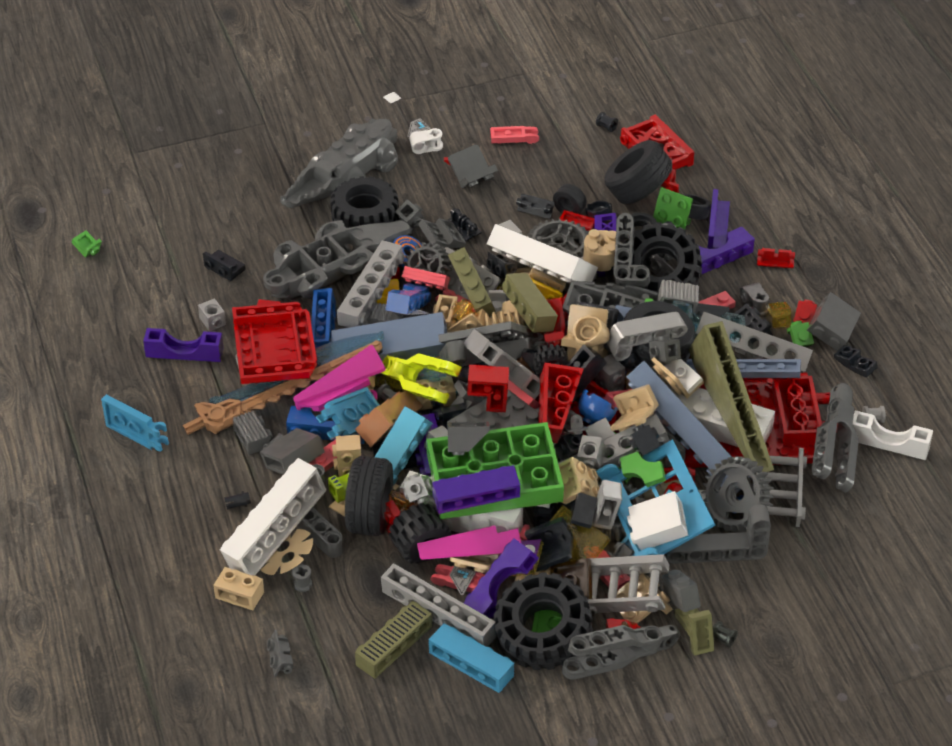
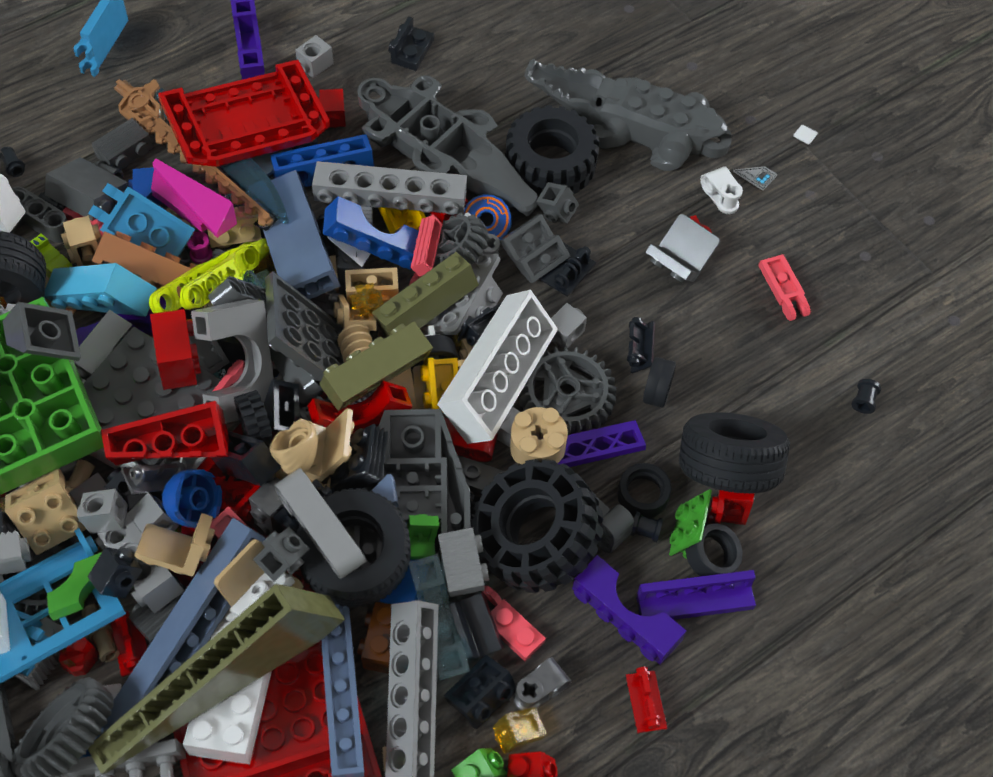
camera: 70 degrees right, 15 degrees up
(587, 222) = (628, 402): red plate -> none
(598, 208) = (659, 426): black hair -> none
(621, 250) = (548, 450): dark grey beam -> none
(655, 127) = (838, 509): red fence -> none

